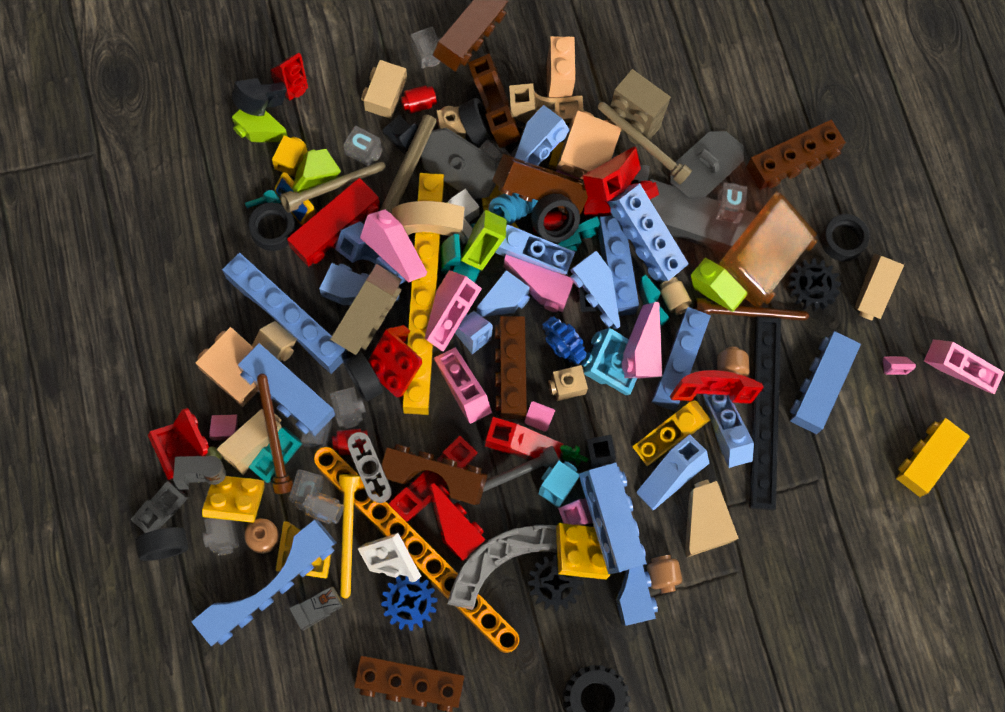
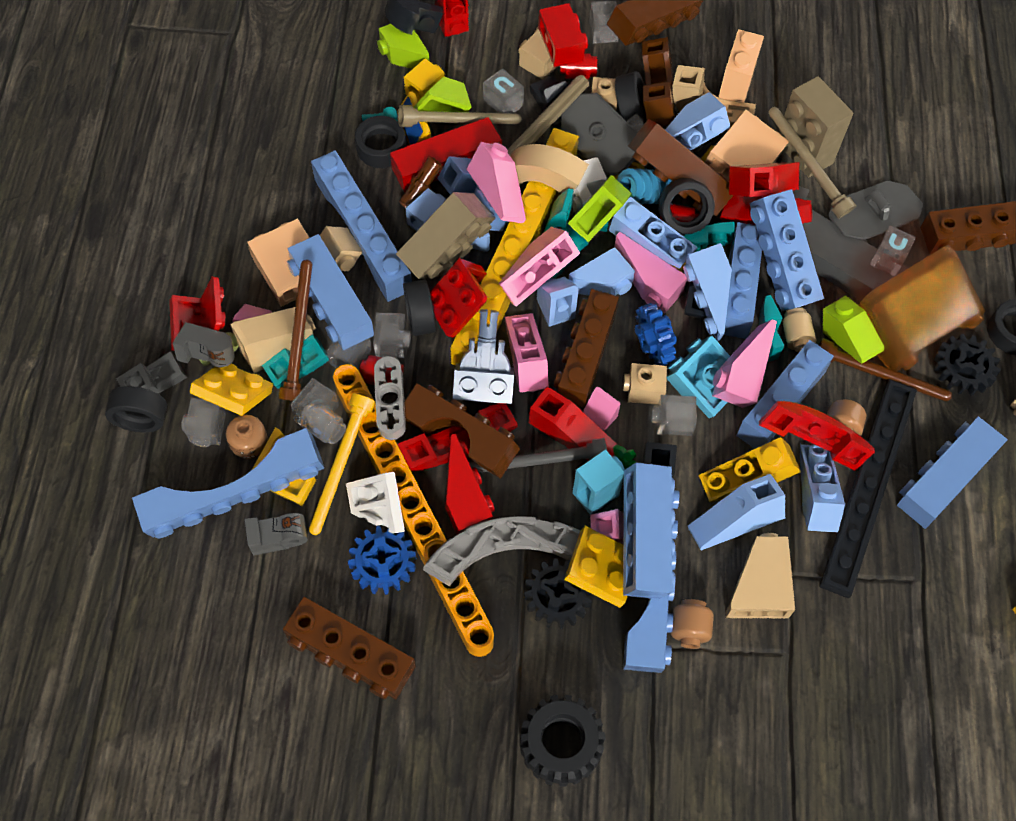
camera: 25 degrees right, 10 degrees down
(323, 259) = (421, 181): none -> reddish brown pin
(399, 81) = (562, 34): none -> red brick
(439, 419) = (484, 372): none -> brick
(599, 403) = (675, 415): none -> clear brick

